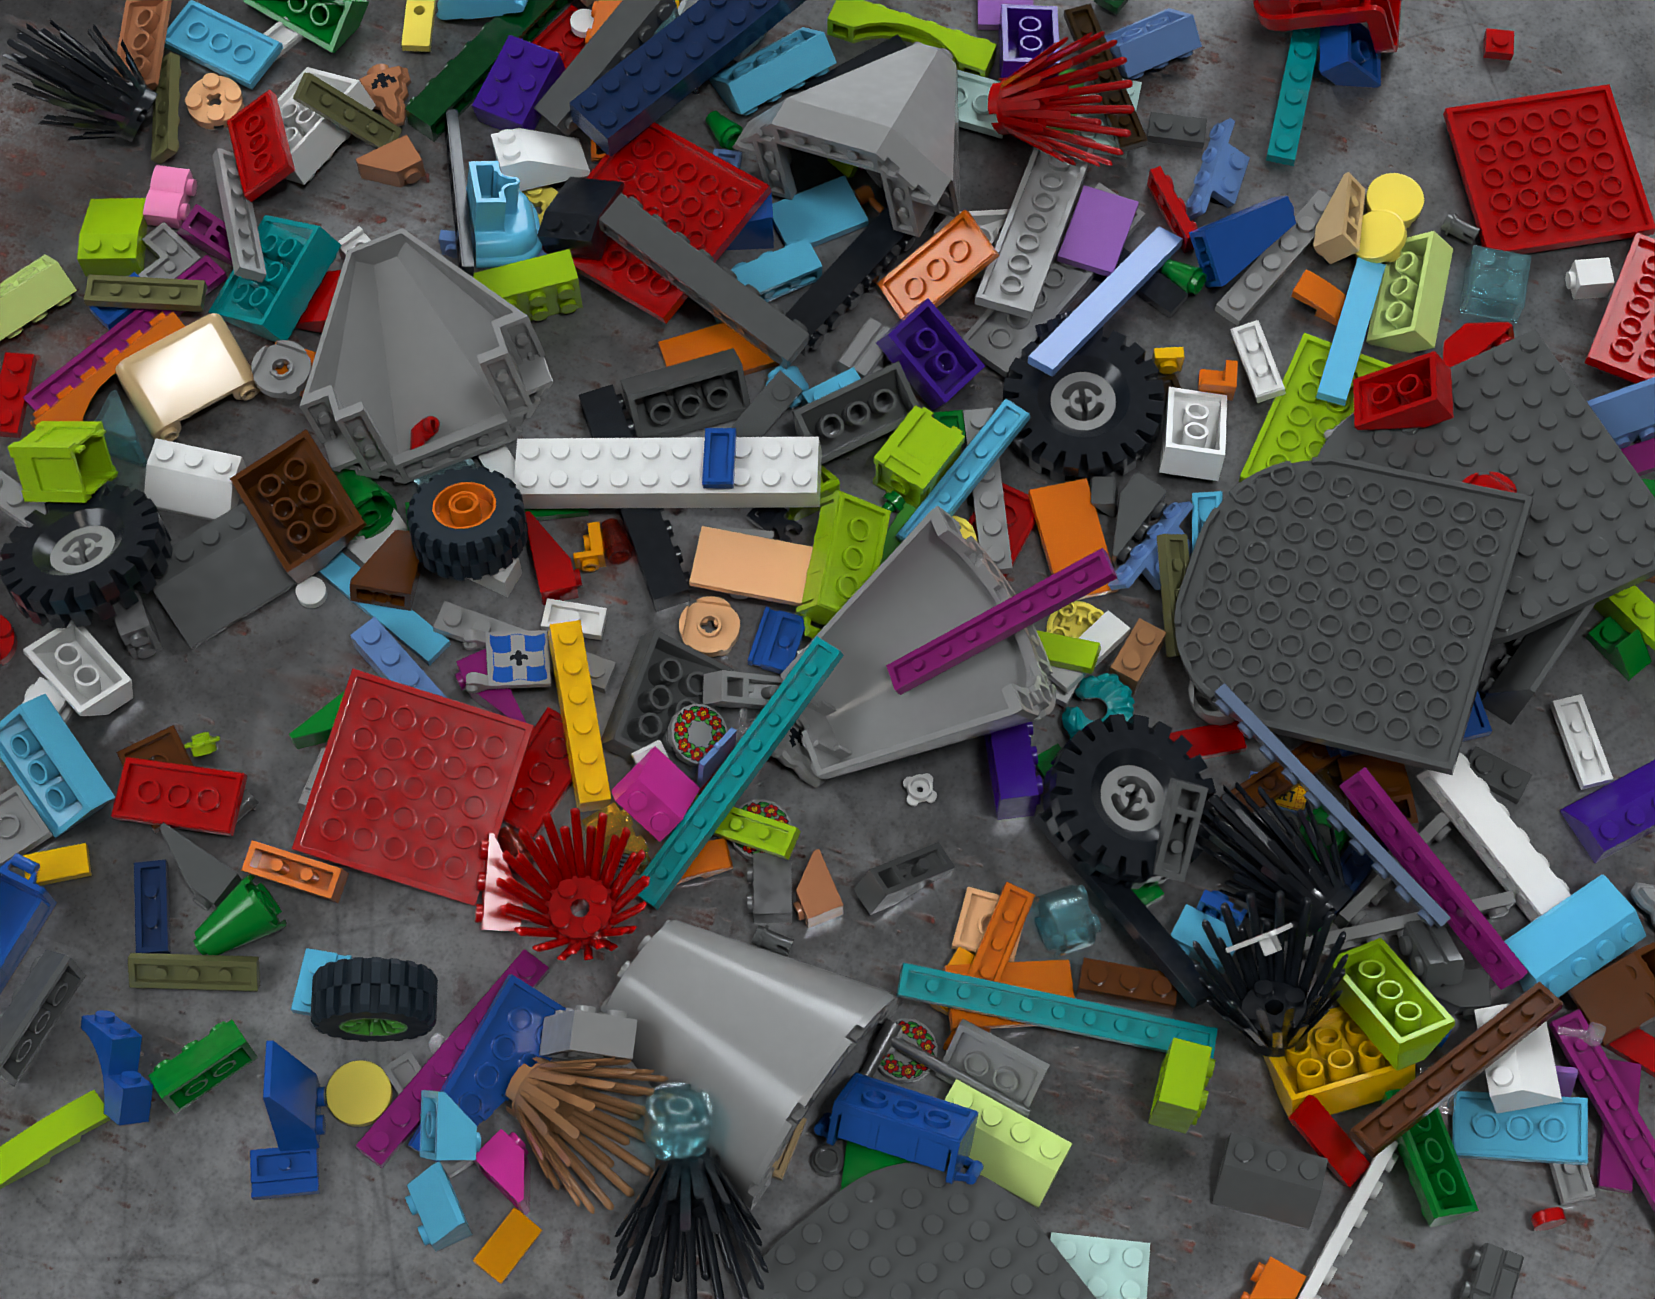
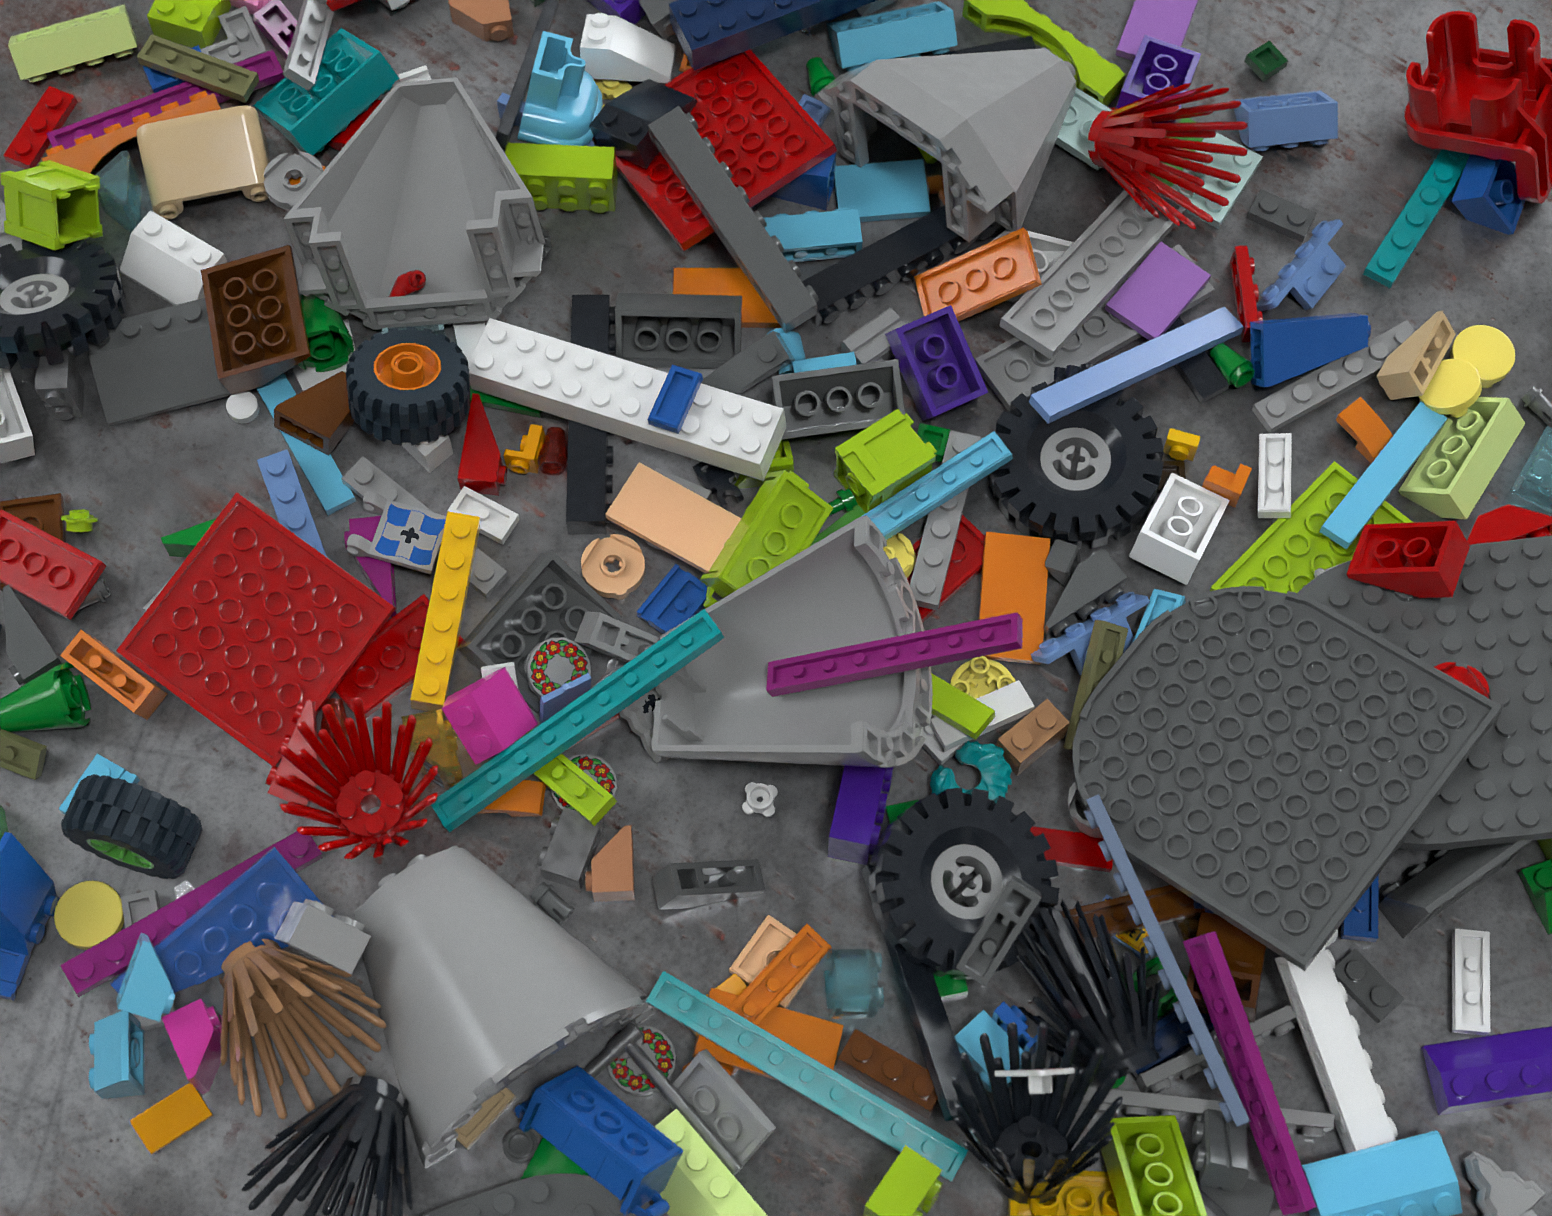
camera: 20 degrees right, 0 degrees up
(677, 1121) = (372, 1053): clear light blue brick -> none
(1081, 22) = (1225, 75): dark brown tile -> none

